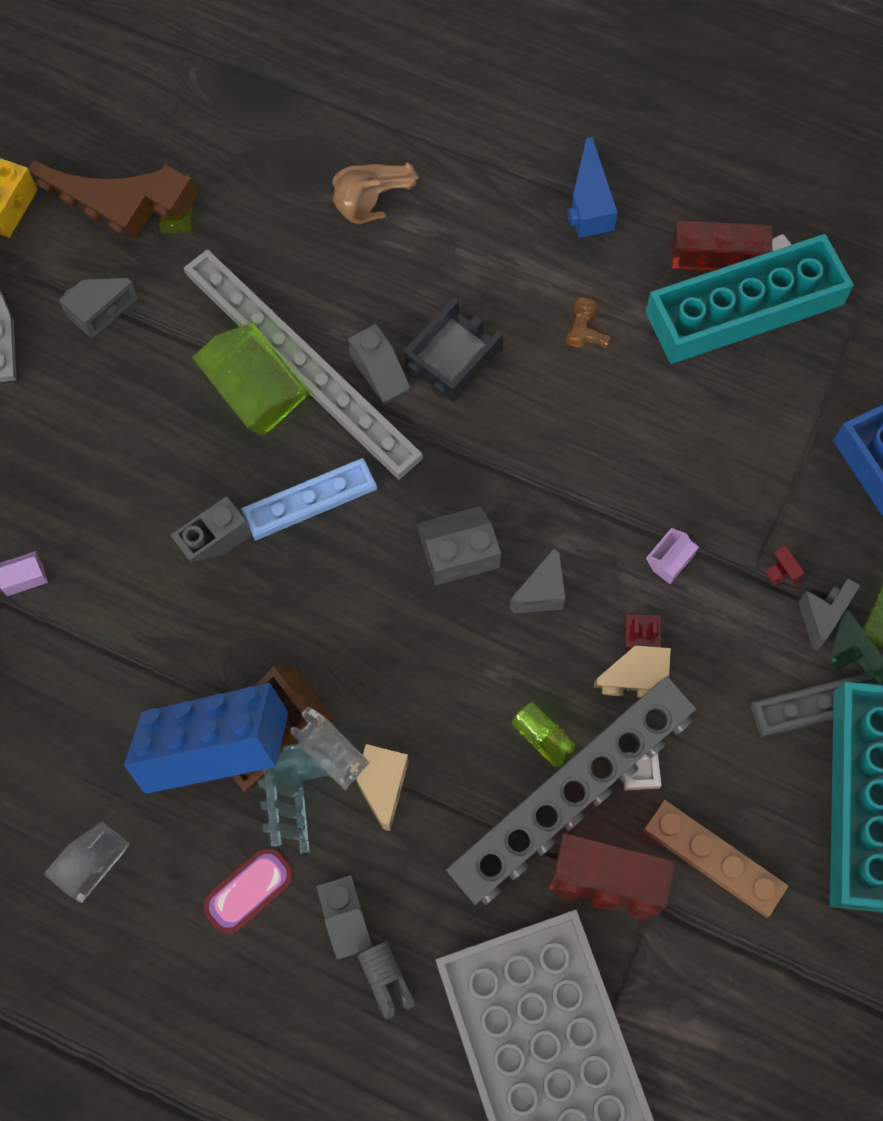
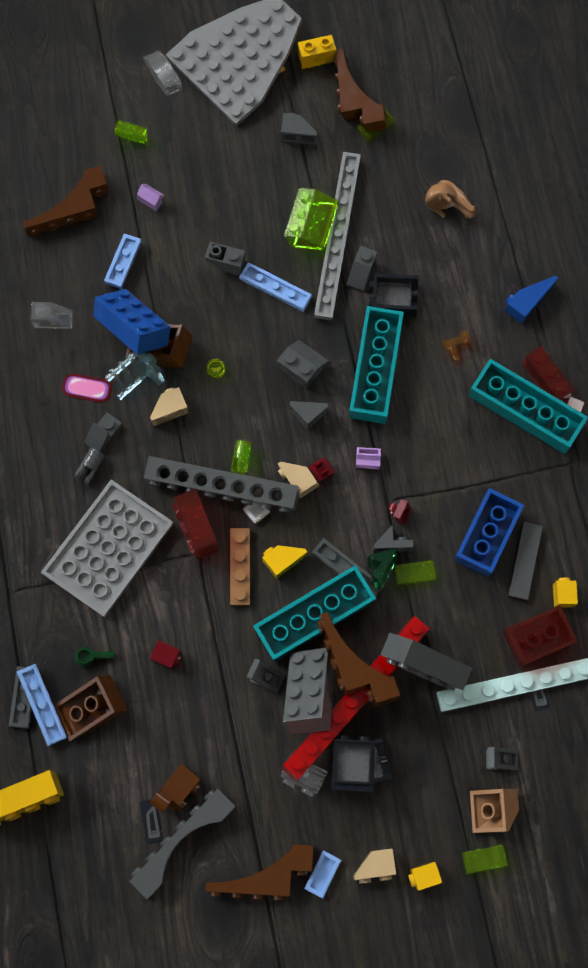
camera: 50 degrees right, 5 degrees up
(89, 686) = (122, 261): none -> light blue plate
(329, 748) = (163, 371): clear hinge -> none
(369, 671) = (215, 368): none -> clear neon green tile
(542, 445) = (376, 365): none -> teal brick
(749, 787) = (282, 559): none -> yellow slope
(792, 1079) = (166, 655): none -> dark red brick

